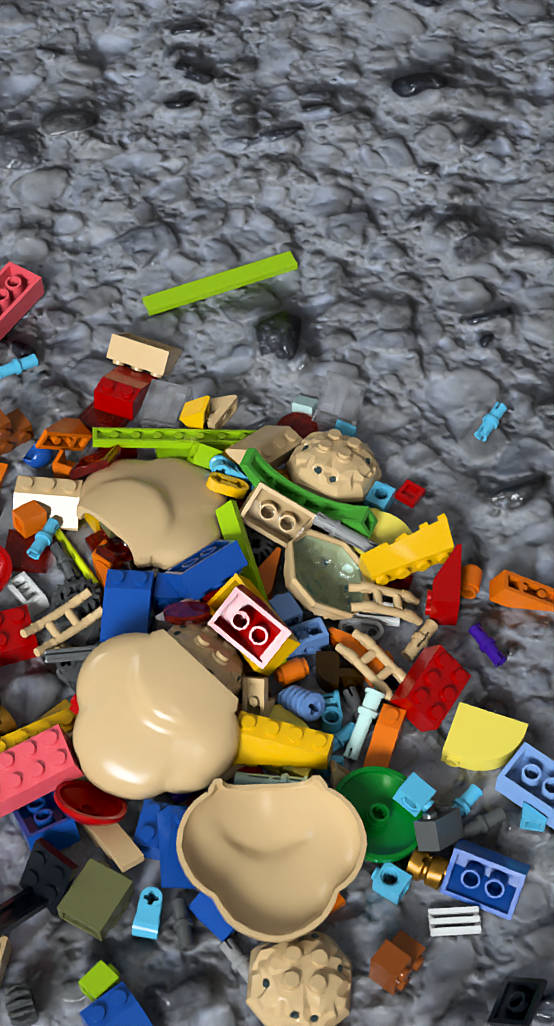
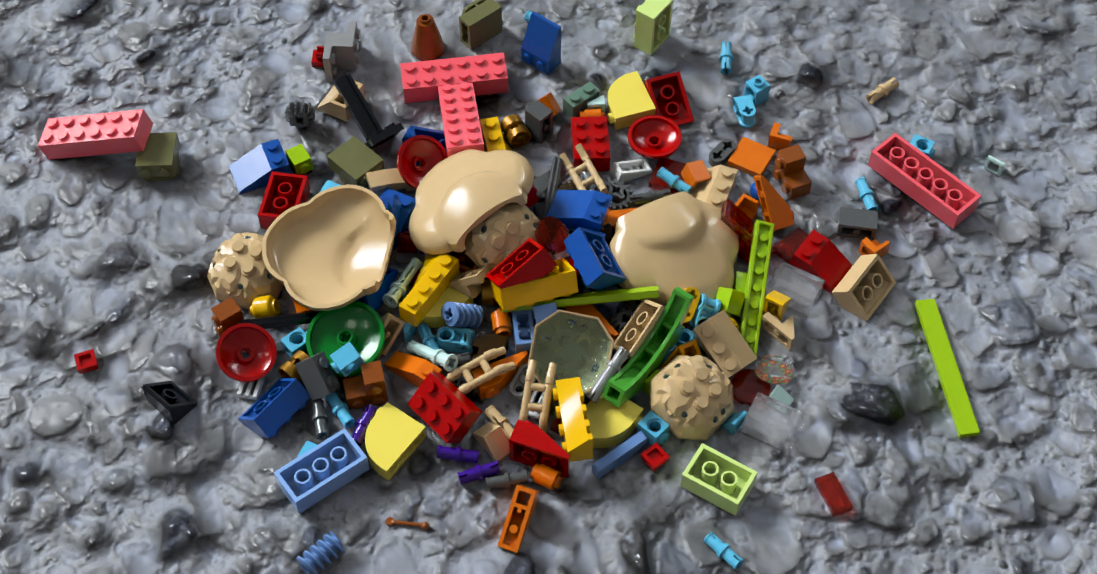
camera: 105 degrees right, 0 degrees up
(59, 368) = (857, 223): none -> dark grey brick
(92, 352) = (873, 247): none -> orange panel
(181, 971) = (282, 193): none -> red brick
(273, 409) = (774, 369): none -> clear tile
(352, 938) = (265, 307): none -> yellow head
(376, 913) = (282, 320): none -> black axle
(395, 350) = (833, 494): none -> clear red tile
(409, 515) = (619, 455): none -> medium blue piece
(420, 432) = (718, 479): none -> yellowish green brick
(428, 766) = (366, 388): none -> dark orange brick
(434, 924) = (246, 339): none -> red dish
(446, 636) = (493, 441): none -> tan slope
(472, 774) = (362, 424): none -> dark purple pin
(474, 669) = (457, 454): none -> dark purple pin
(486, 616) = (507, 480): none -> dark grey pin

